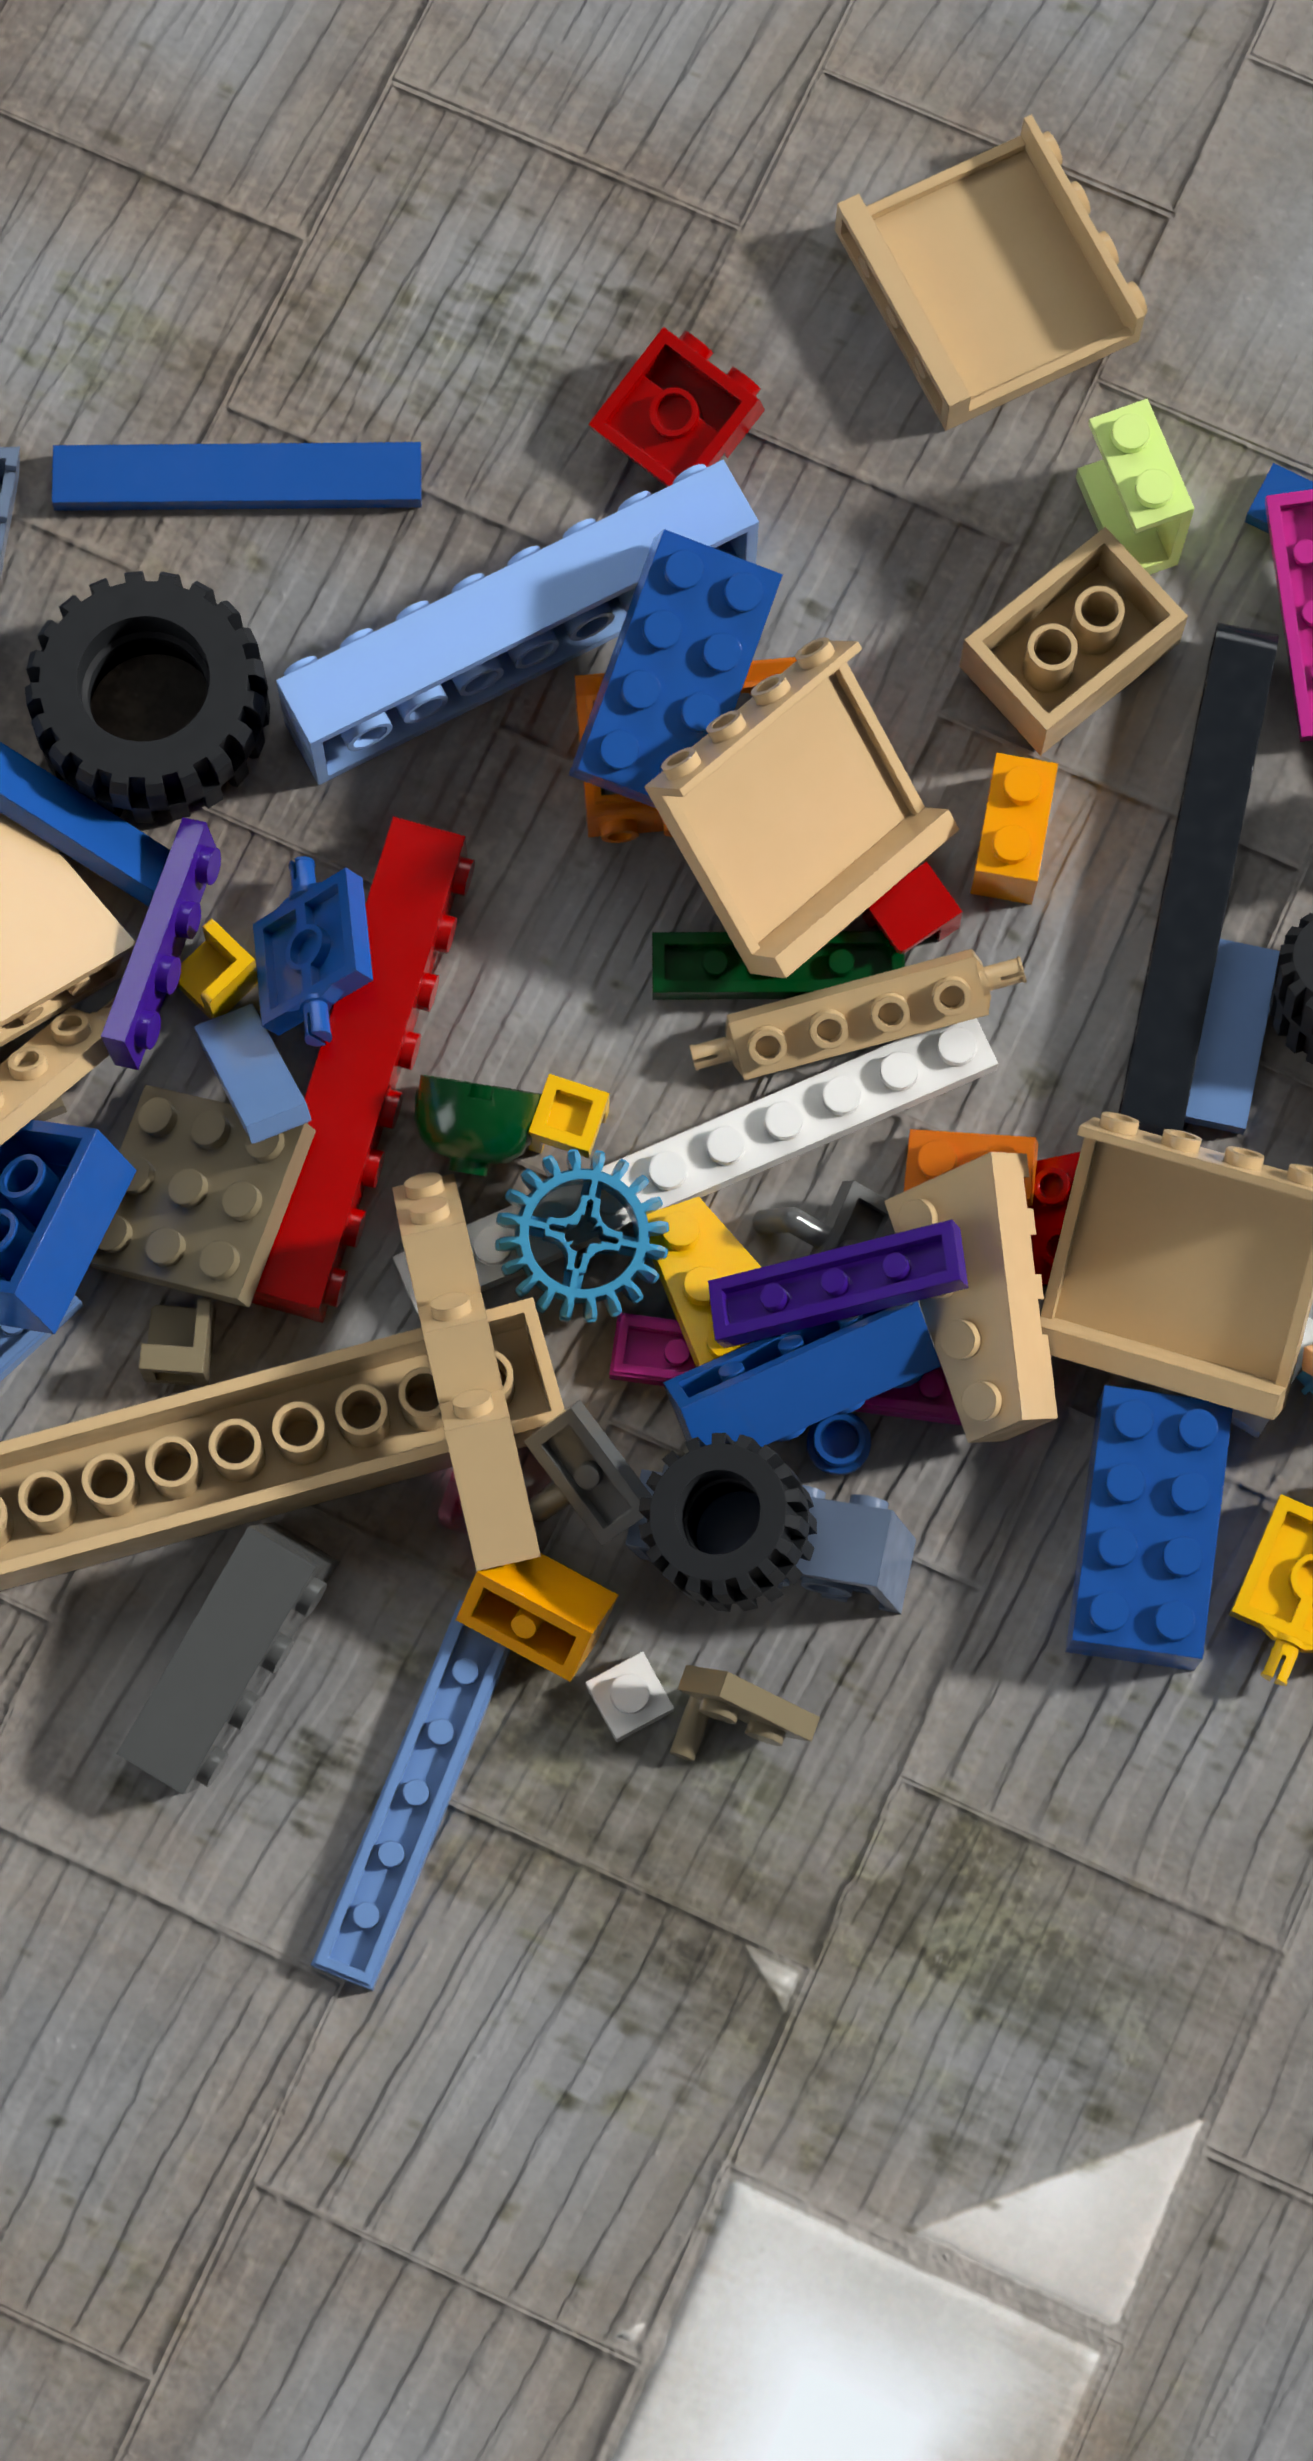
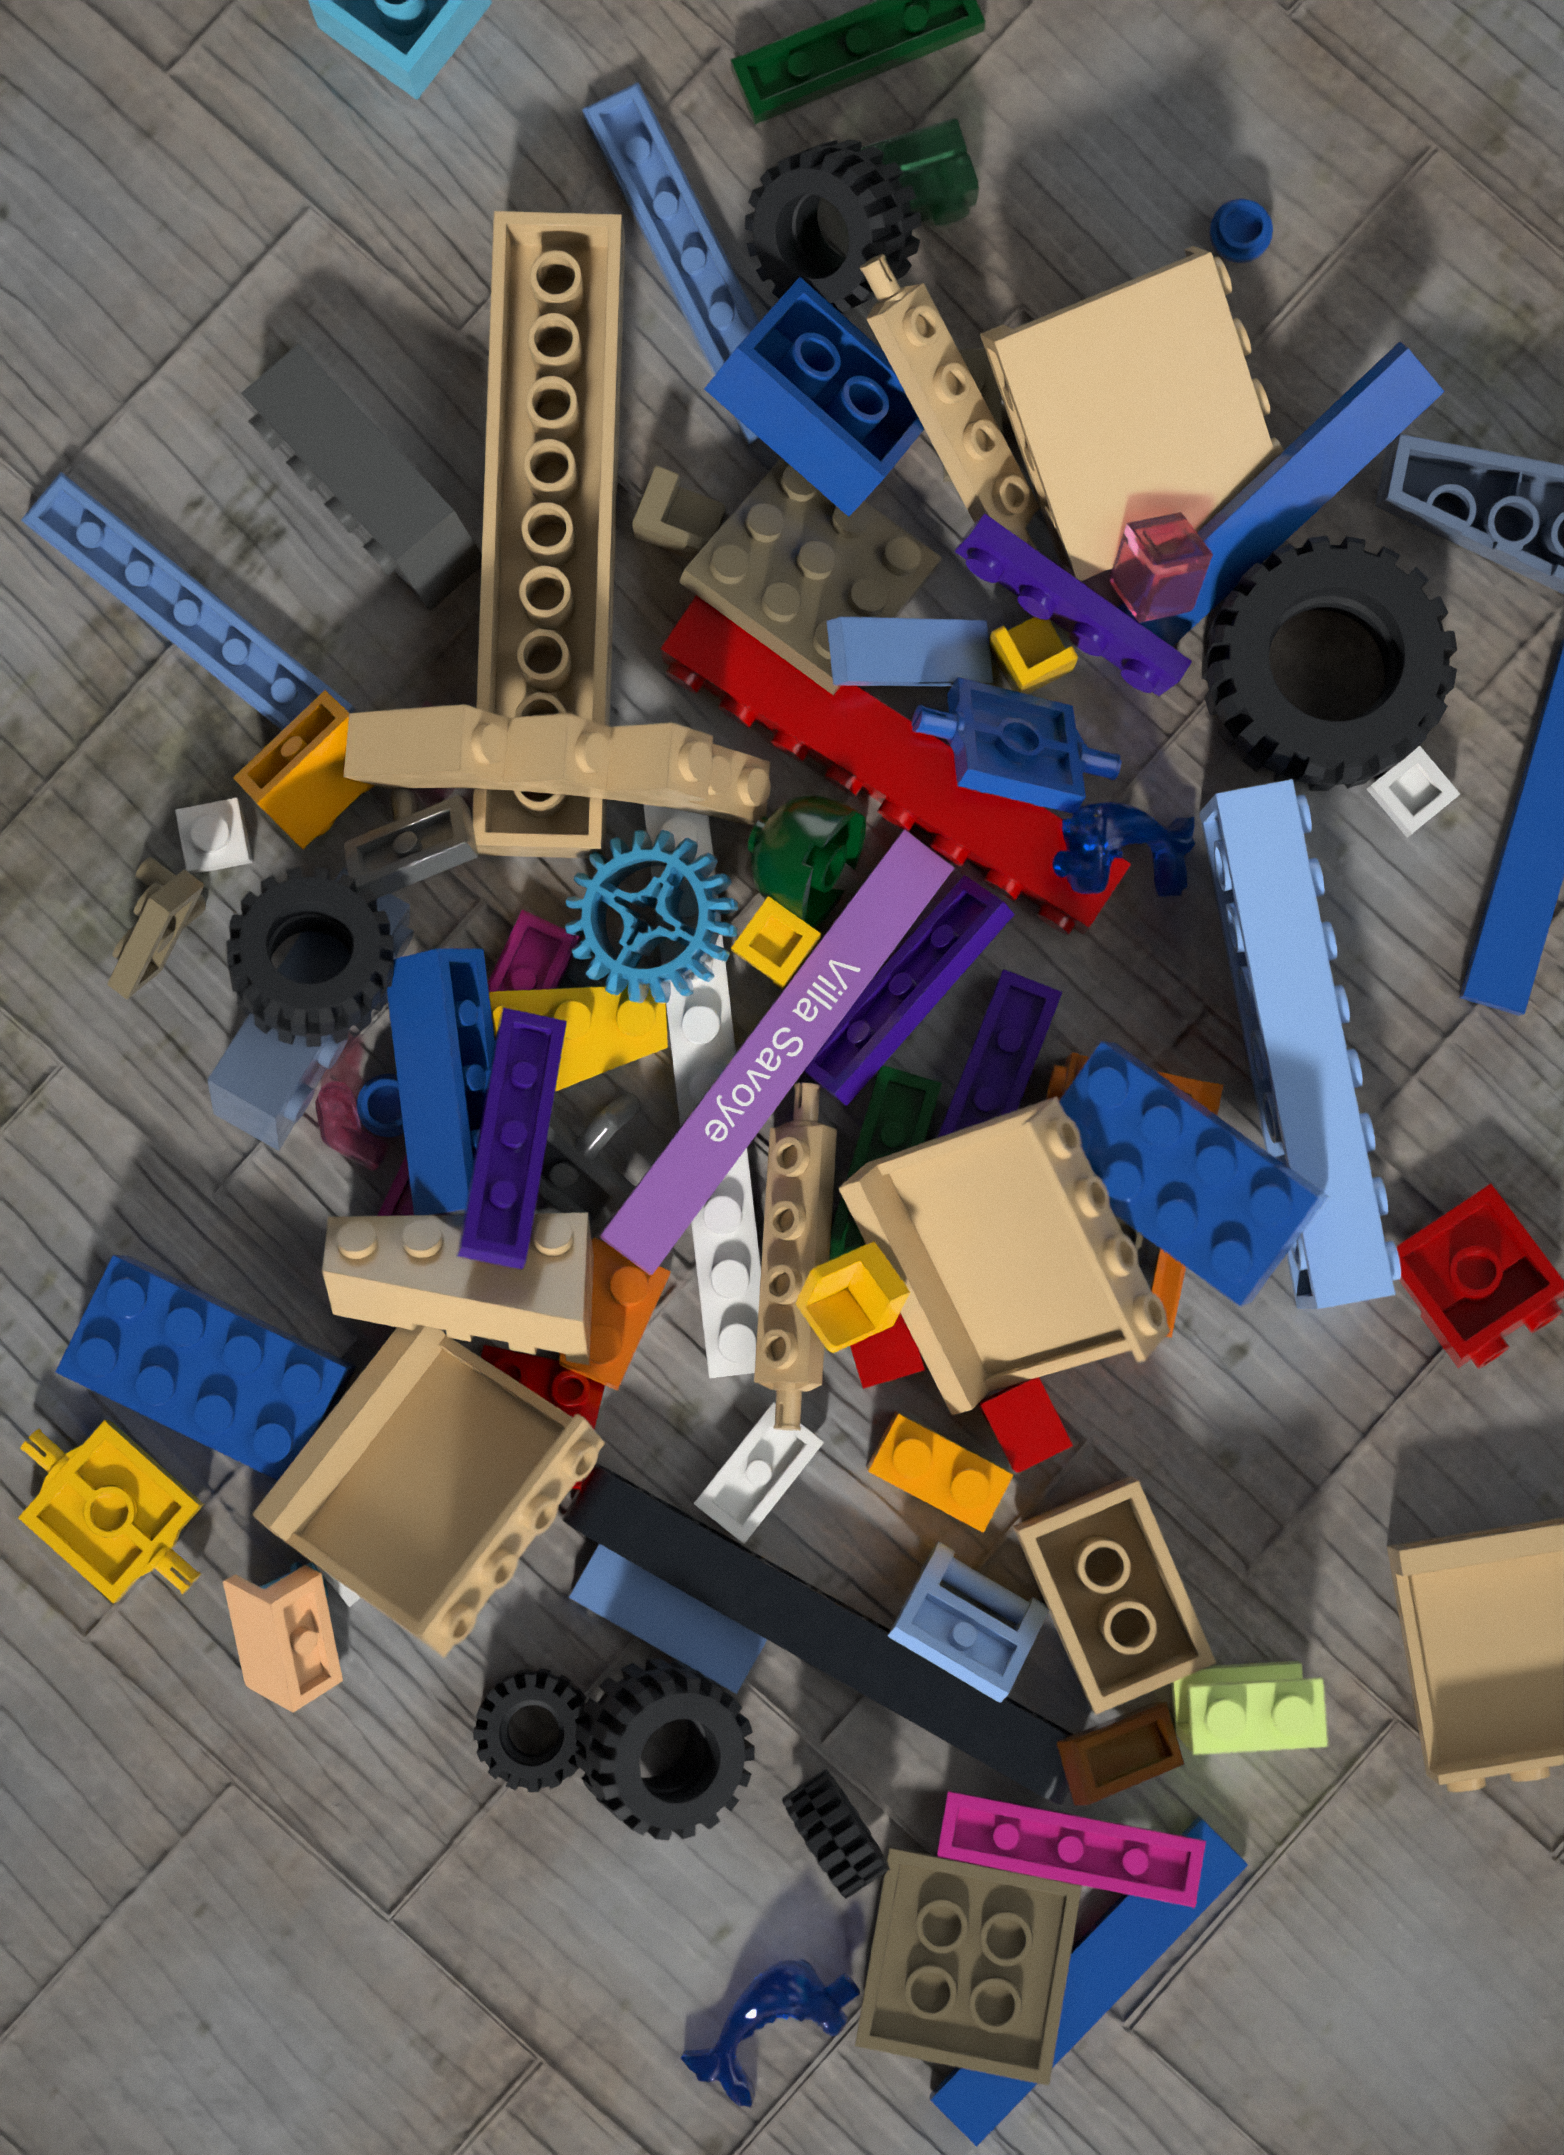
camera: 110 degrees right, 10 degrees up
(102, 867) = (1160, 567): none -> clear pink panel
(248, 589) = (1413, 791): none -> white plate
(381, 845) = (1104, 827): none -> clear blue animal
(574, 992) = (908, 988): none -> dark purple plate
(617, 890) = (1002, 1052): none -> dark purple plate
(674, 1088) = (776, 1053): none -> medium lavender tile
(879, 1477) = (342, 1128): none -> clear pink arm
(883, 934) = (852, 1297): none -> yellow panel
(945, 762) = (1025, 1424): none -> red panel
(1072, 993) = (757, 1475): none -> white plate
(1156, 764) = (962, 1636): none -> light blue plate
(1215, 595) = (1120, 1753): none -> reddish brown tile

